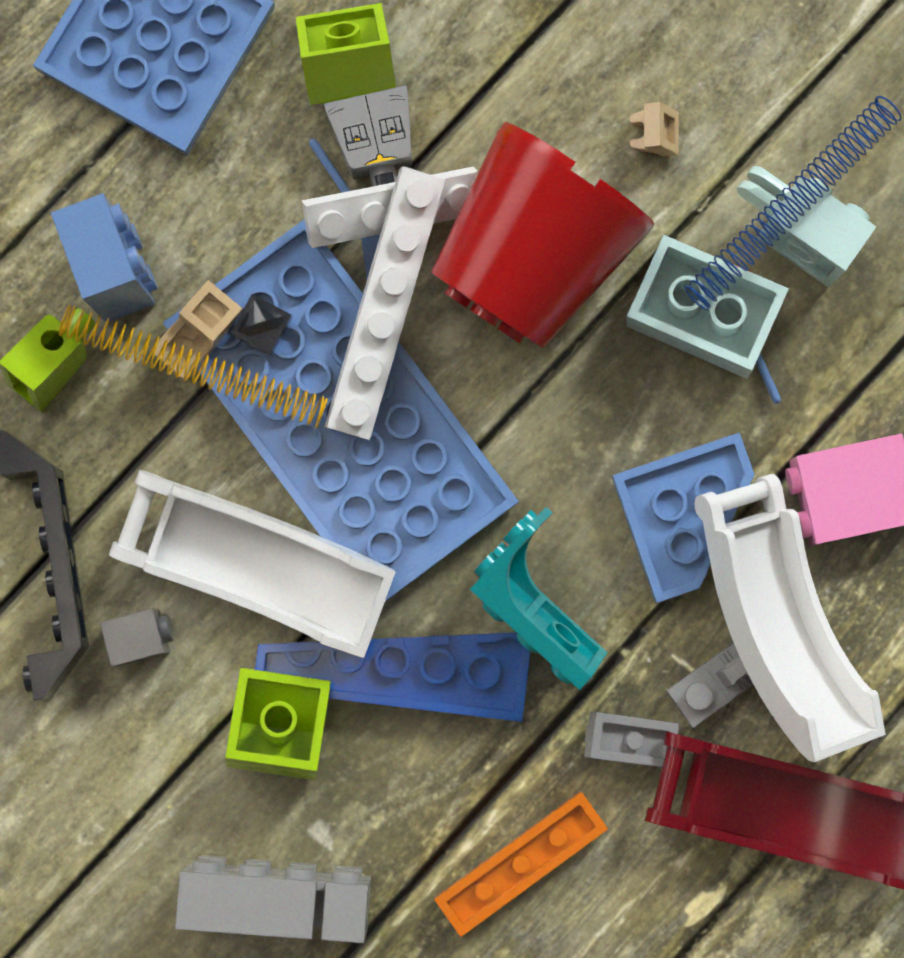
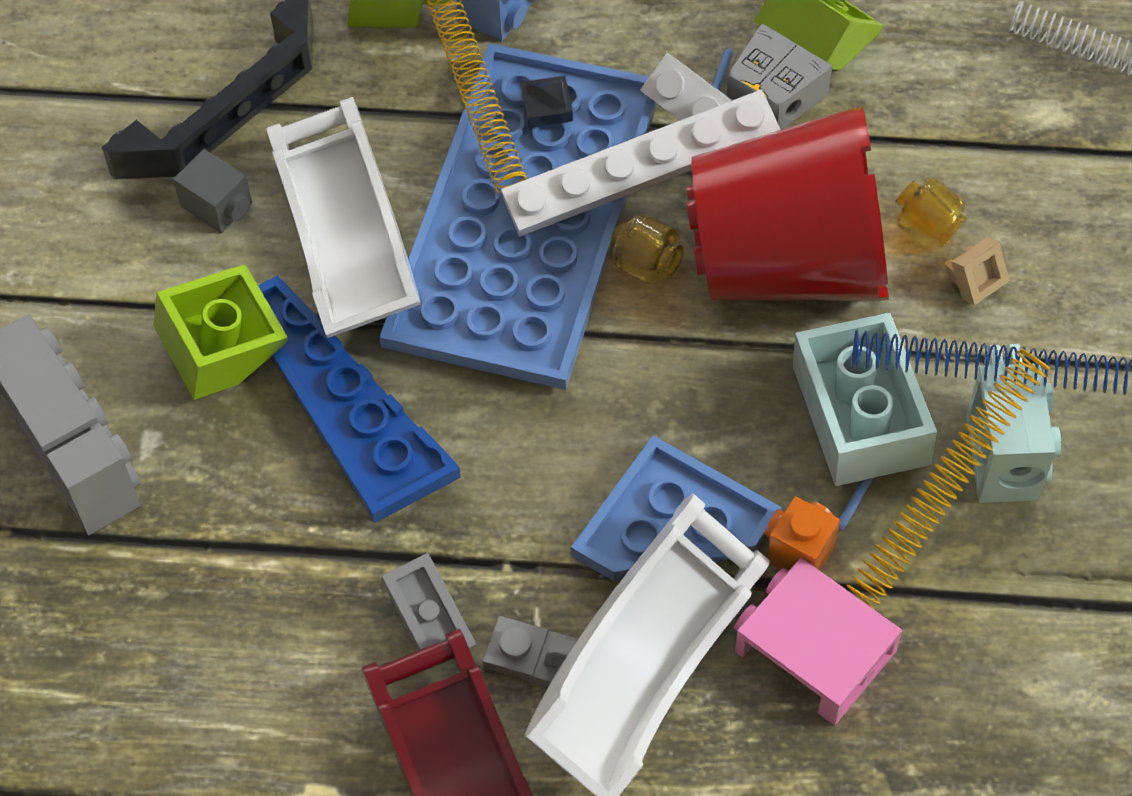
camera: 55 degrees right, 25 degrees down
(199, 327) = (508, 63): tan slope -> none
(452, 354) = (647, 248): none -> clear yellow head
(520, 863) = (243, 606): orange plate -> none
(540, 624) = (482, 414): teal bracket -> none
(584, 121) = (930, 212): none -> clear yellow head
(774, 437) = (802, 532): none -> orange brick
(830, 275) = (938, 467): none -> yellow piece

